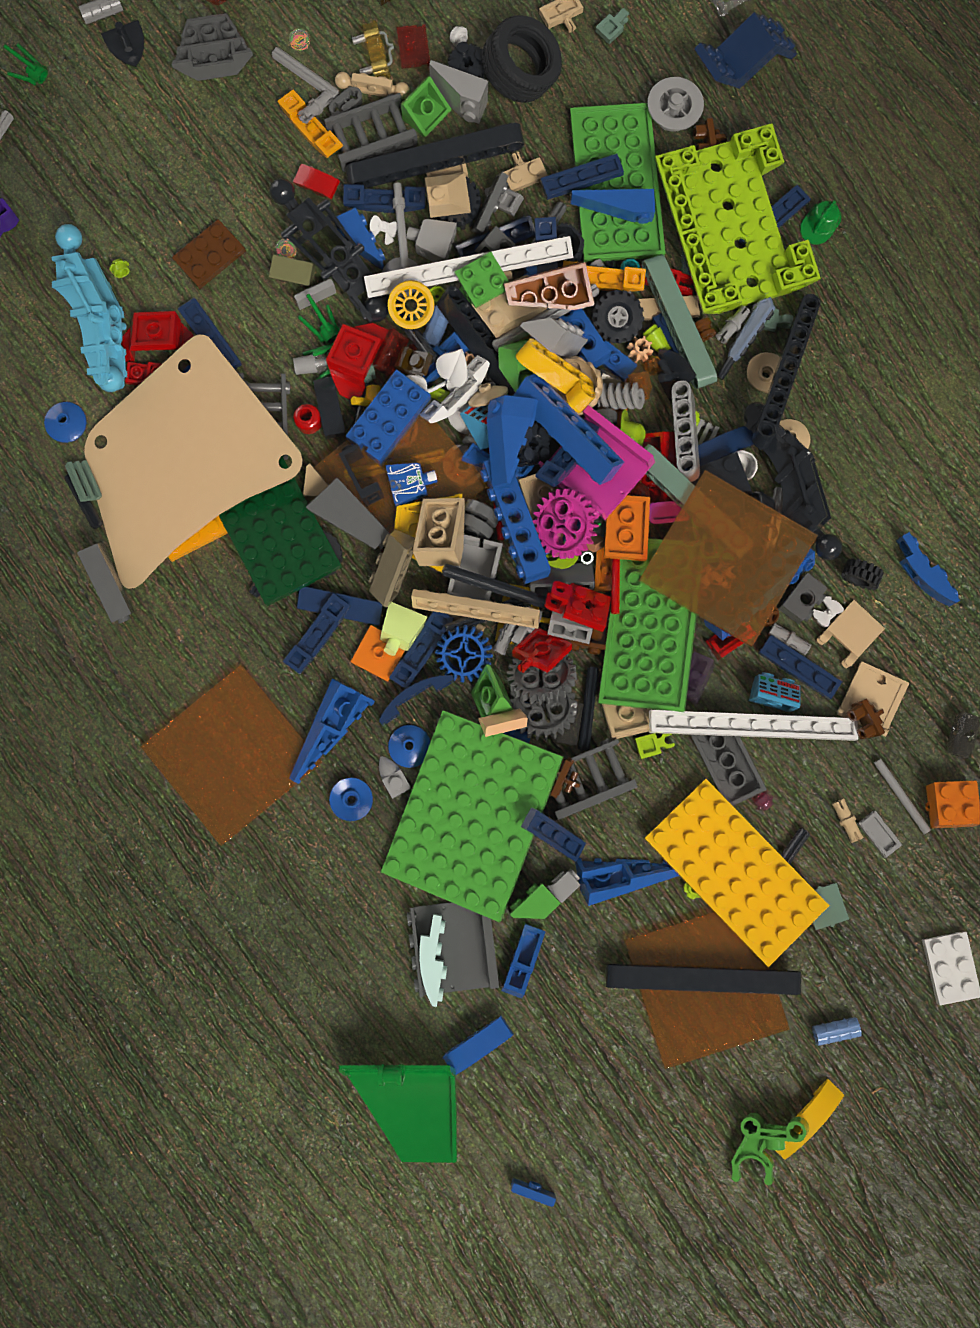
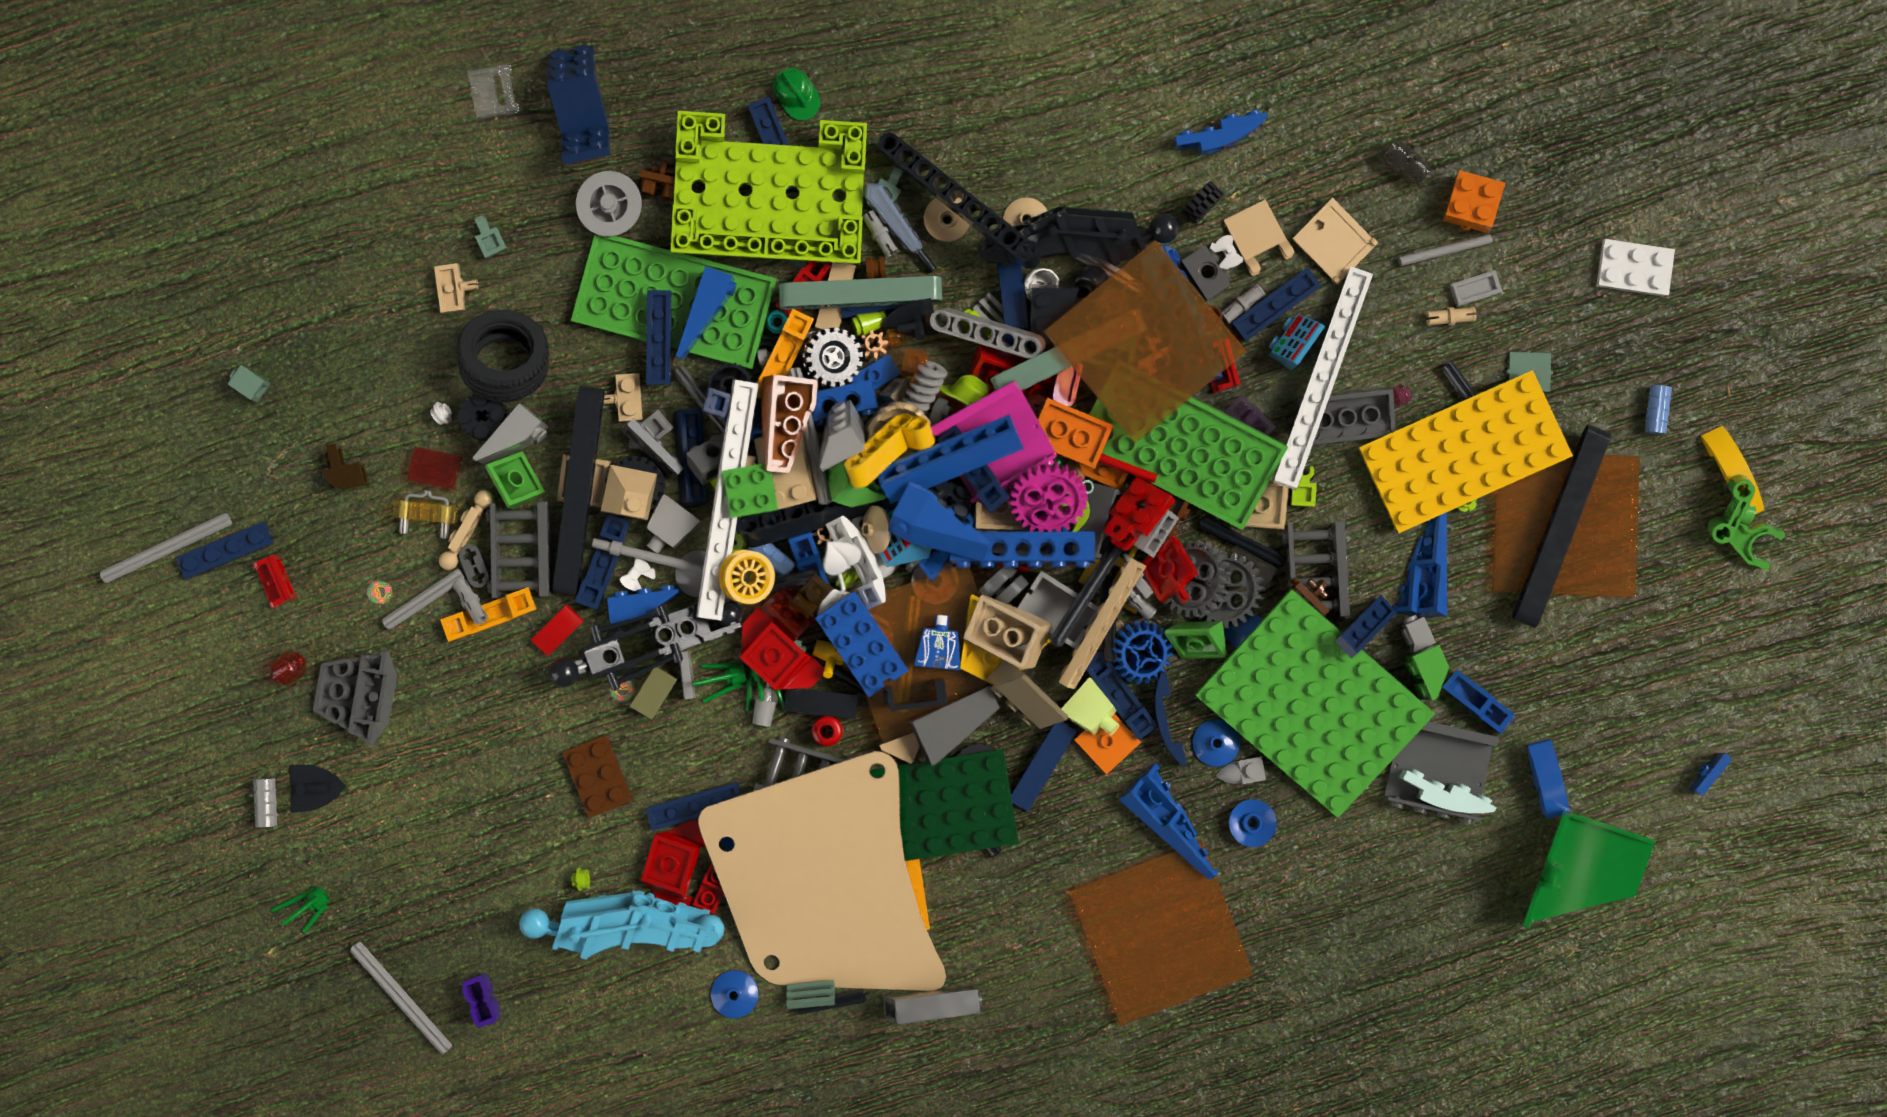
camera: 60 degrees left, 5 degrees up
(317, 634) = (1065, 800): dark blue slope -> none
(503, 722) = (1232, 637): light nougat slope -> none
(868, 717) = (1355, 253): reddish brown hips -> none

